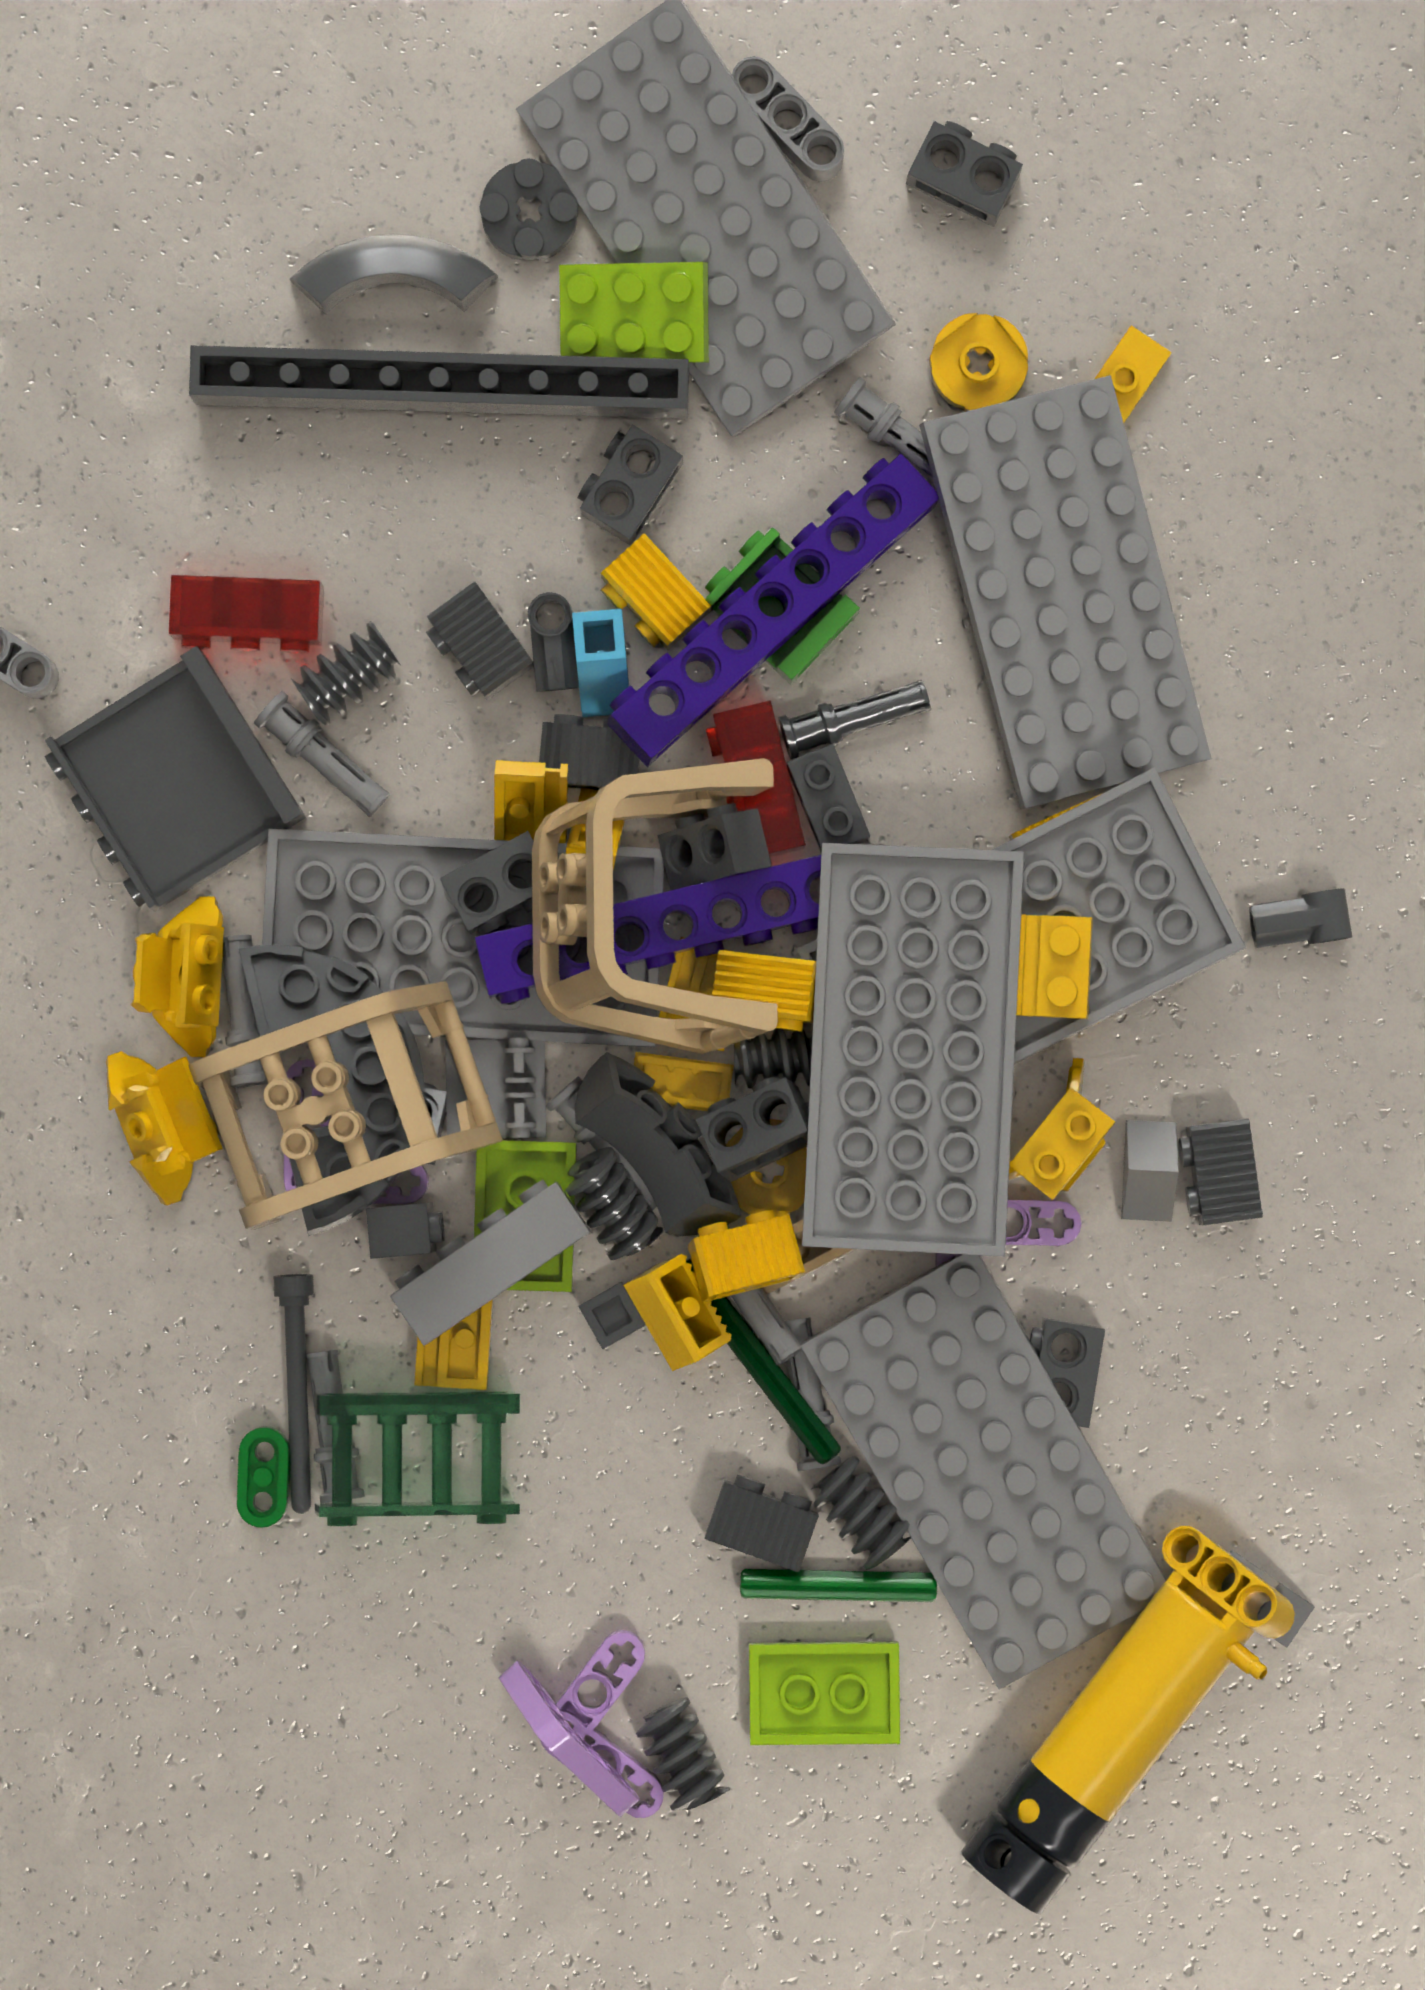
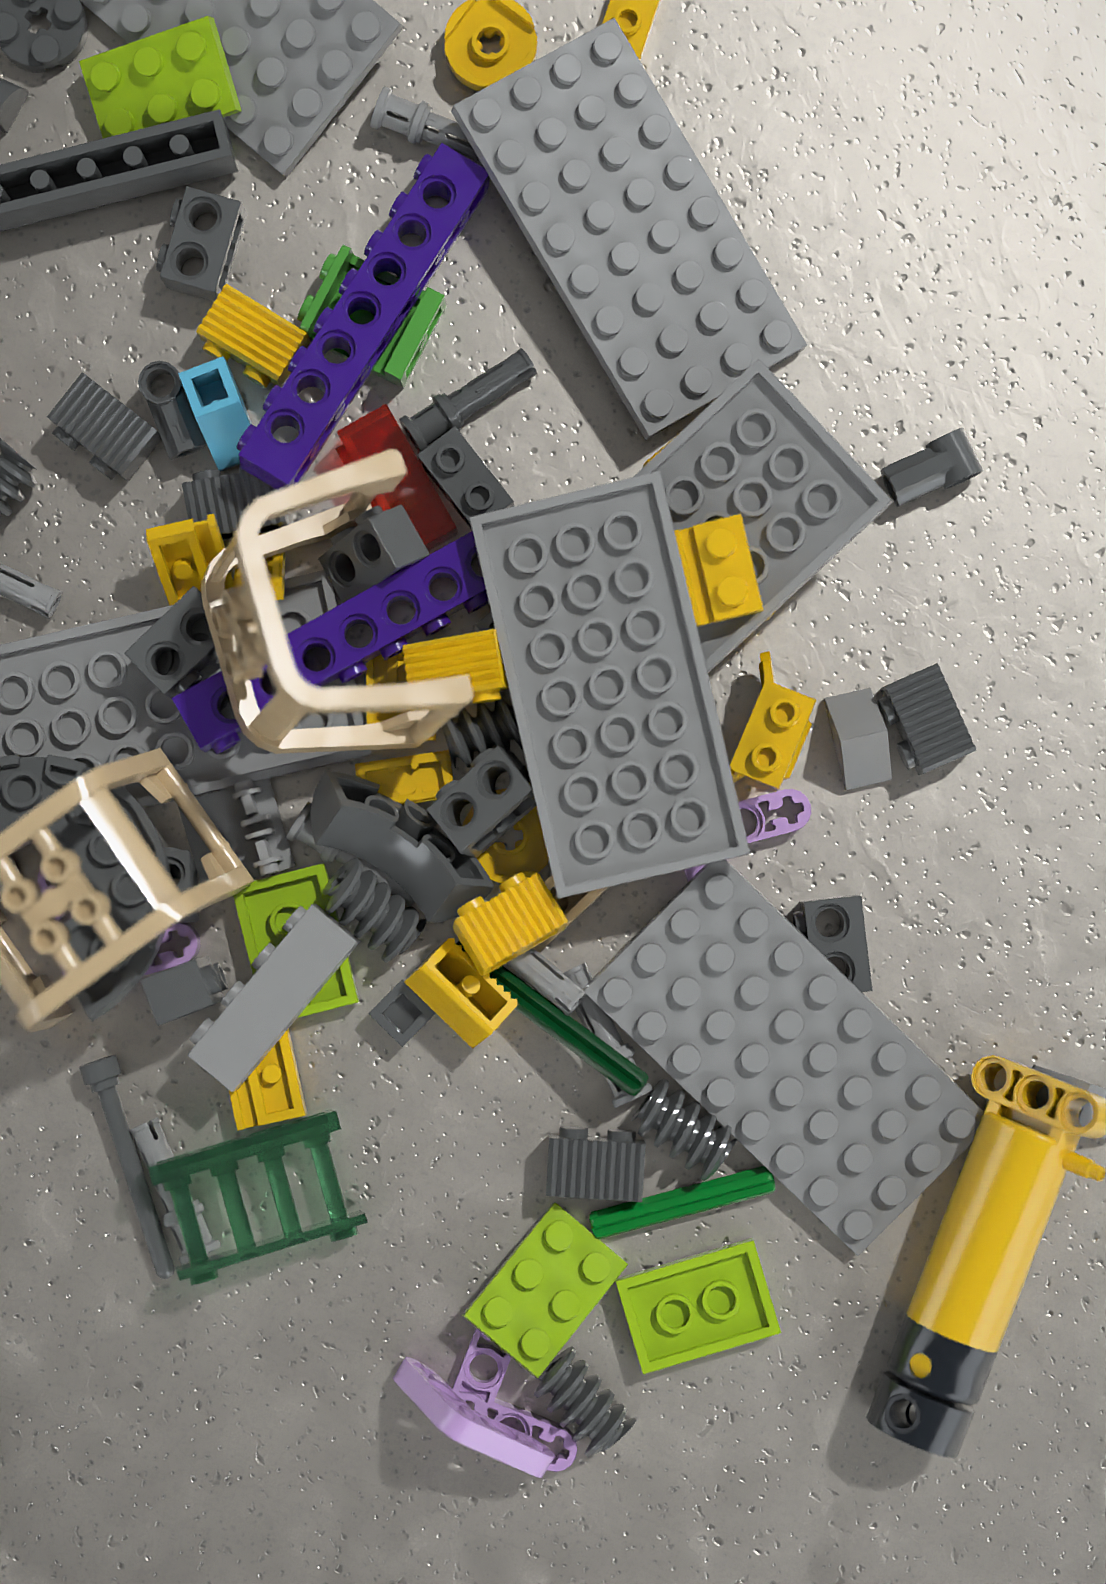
camera: 20 degrees left, 0 degrees up
(263, 1476) = (119, 1254): green plate -> none
(676, 1633) = (545, 1290): none -> lime plate

